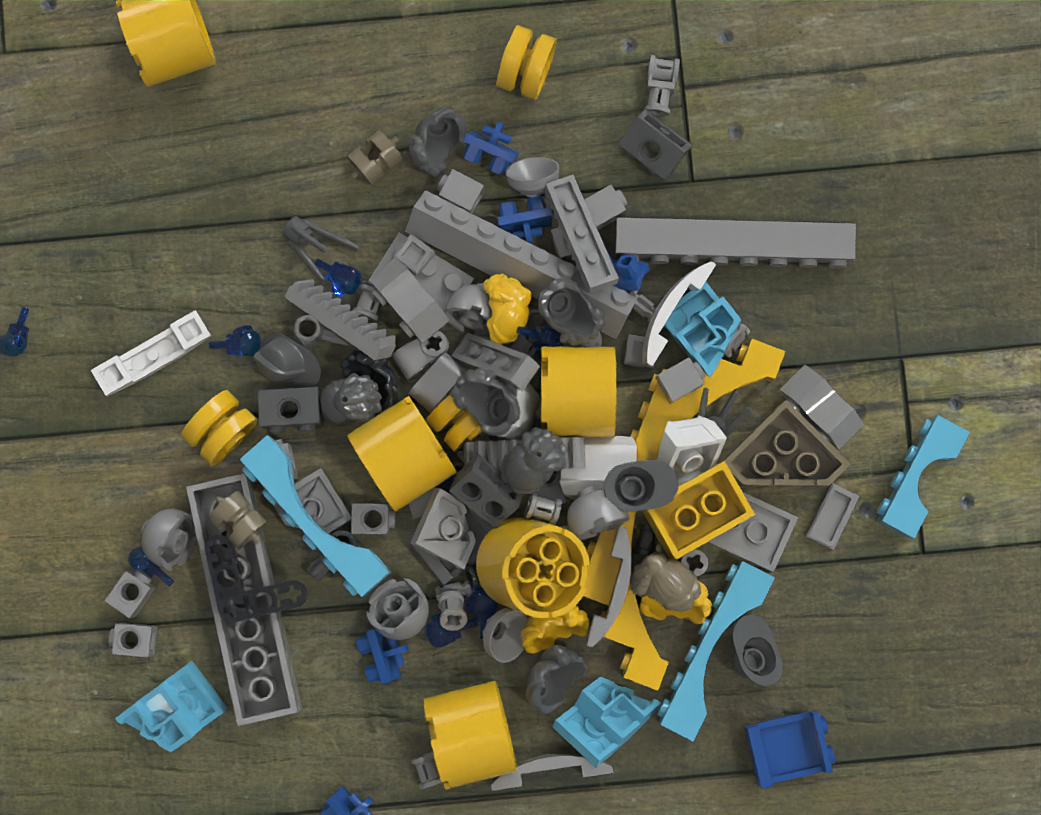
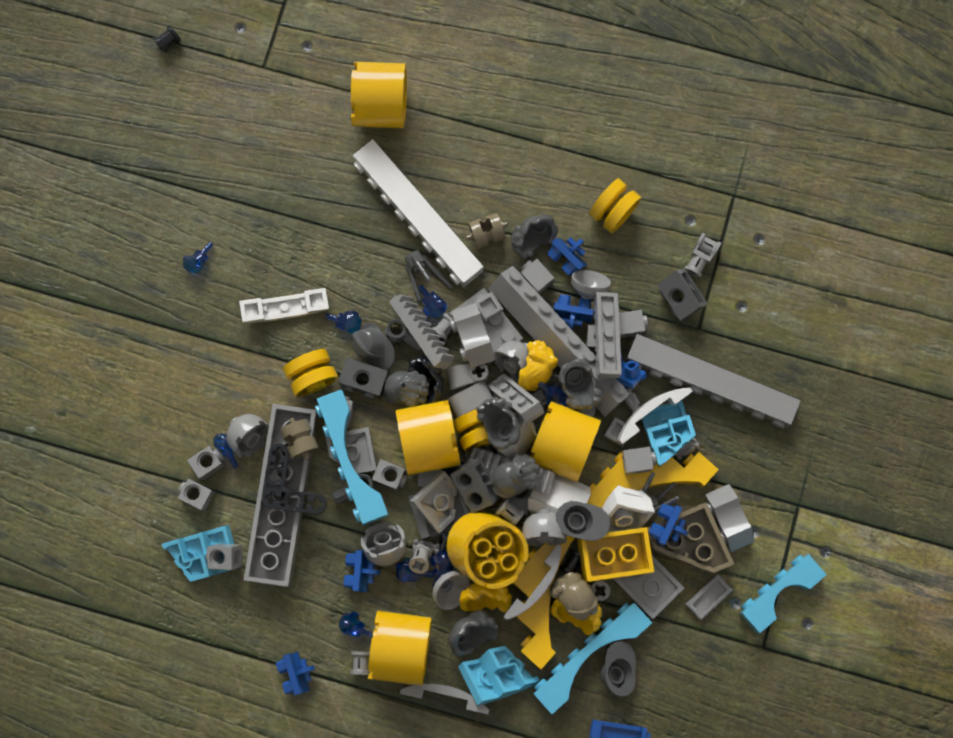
camera: 20 degrees right, 5 degrees down
(211, 700) = (232, 556): none -> light grey brick
(277, 168) = (418, 213): none -> white brick
(397, 727) = (352, 626): none -> clear blue piece
(747, 461) = (662, 533): none -> blue hips

